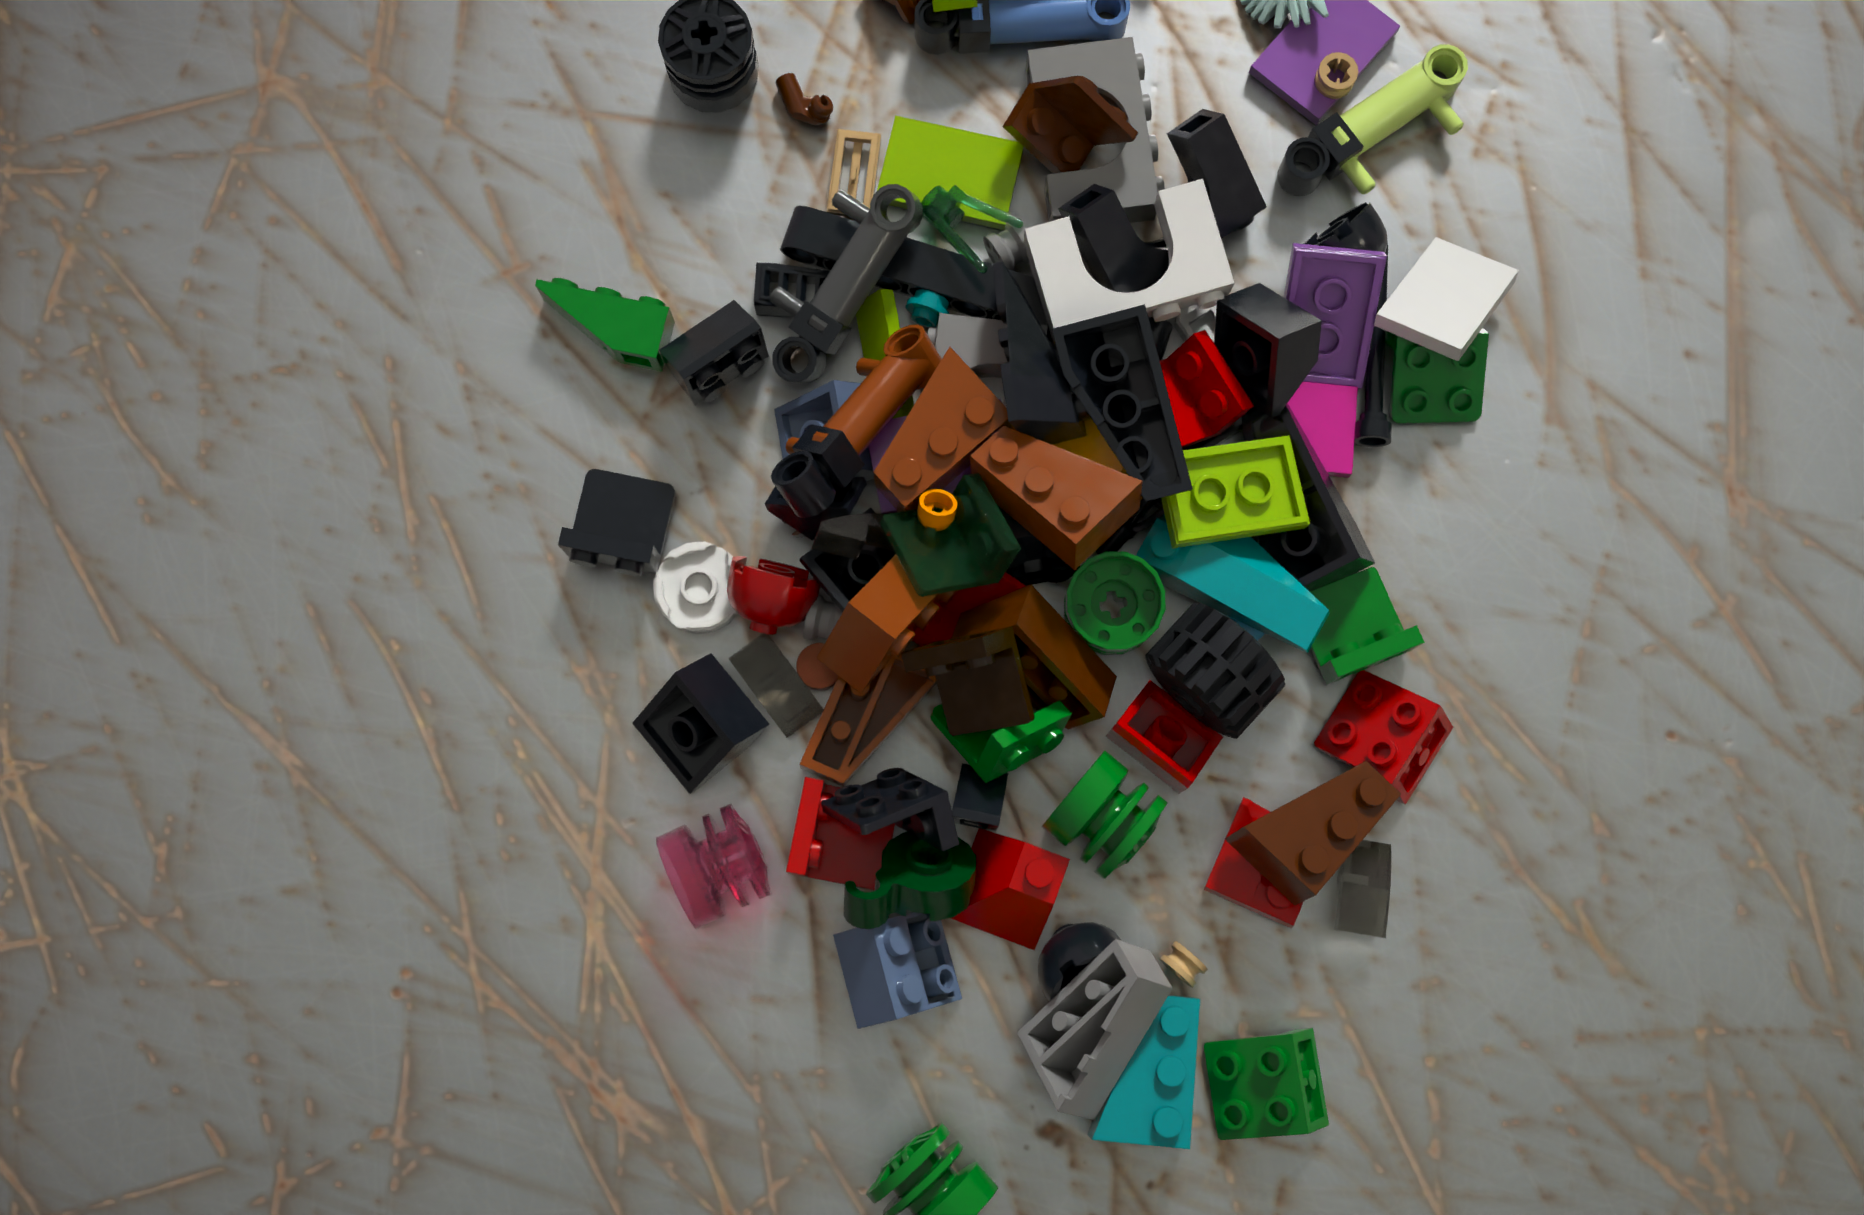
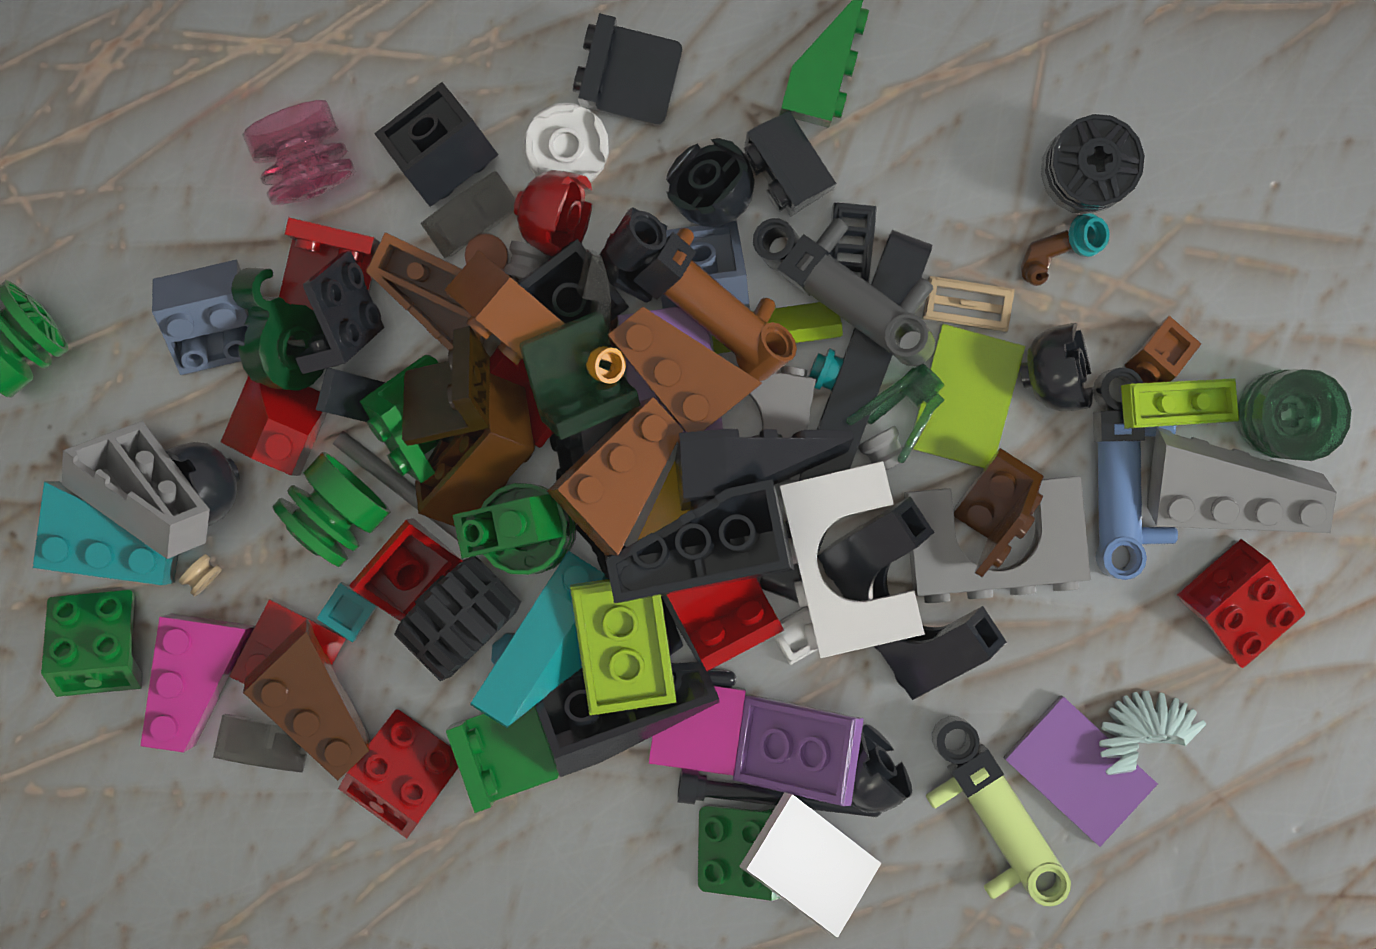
camera: 95 degrees right, 10 degrees up
(736, 426) = (711, 183): none -> black cylinder
(779, 58) = (1088, 235): none -> teal plate
(918, 78) = (1058, 369): none -> black cylinder
(1070, 753) = (383, 473): none -> light grey bar
(1115, 611) = (507, 525): none -> green slope
(1213, 799) = (346, 612): none -> teal plate
(1266, 344) = (766, 686): black slope -> none
(1297, 969) = (187, 677): none -> dark pink wedge
(1336, 89) = (1043, 791): tan bush -> none

